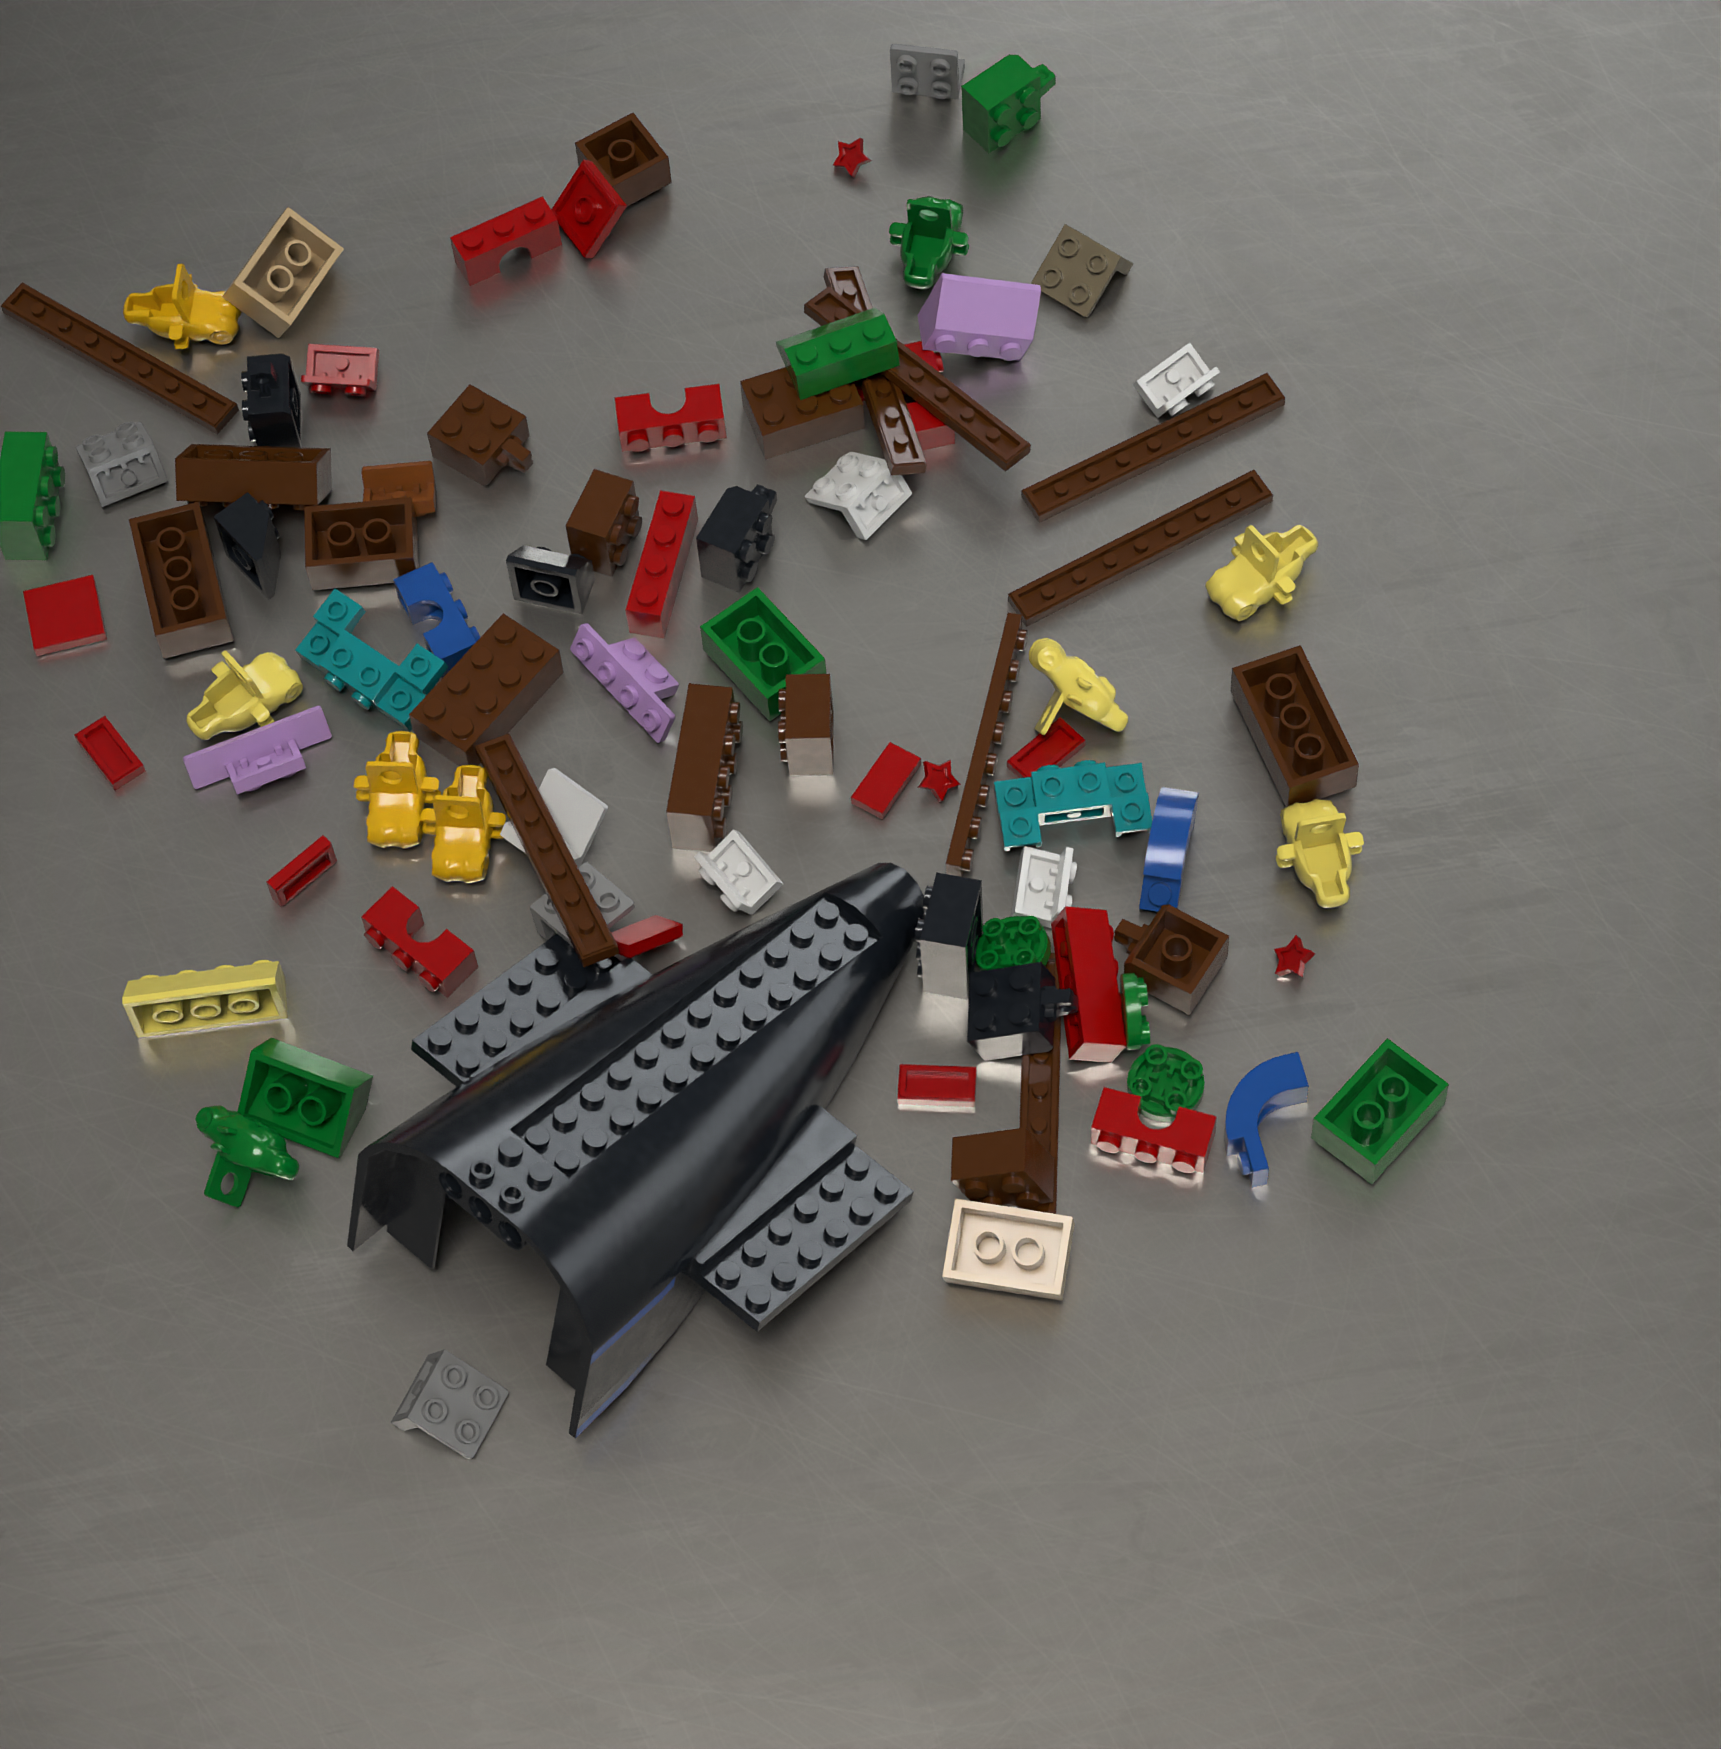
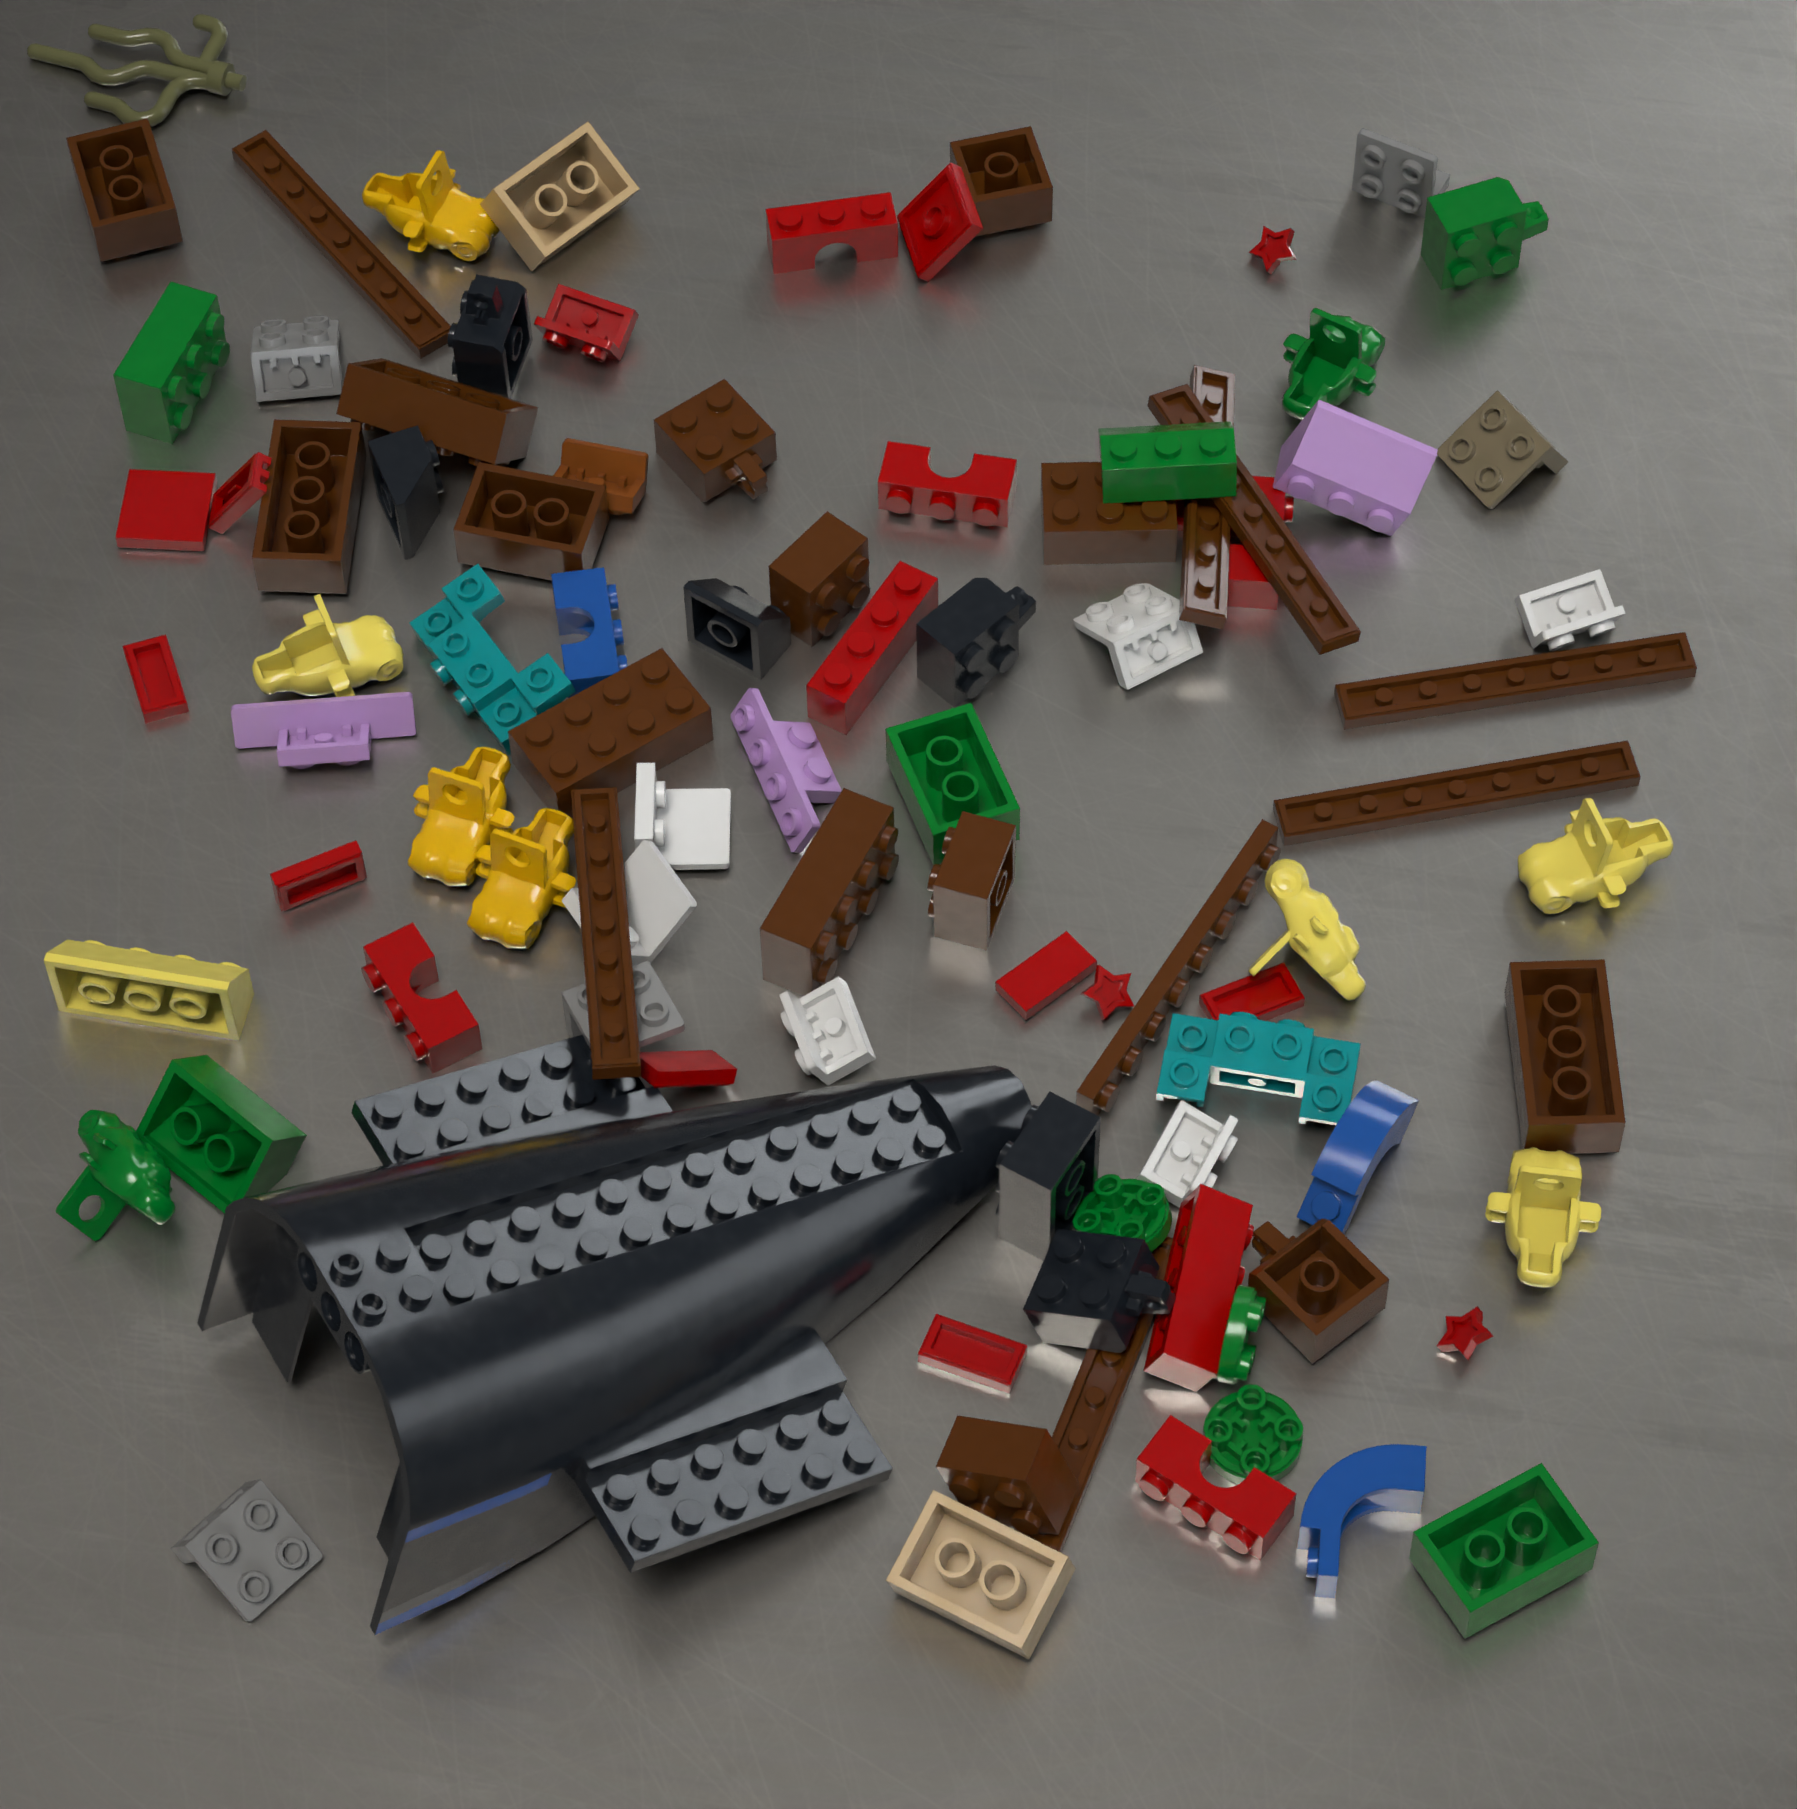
camera: 15 degrees right, 5 degrees down
(121, 585) = (239, 493): none -> red tile
(568, 743) = (684, 824): none -> white bracket

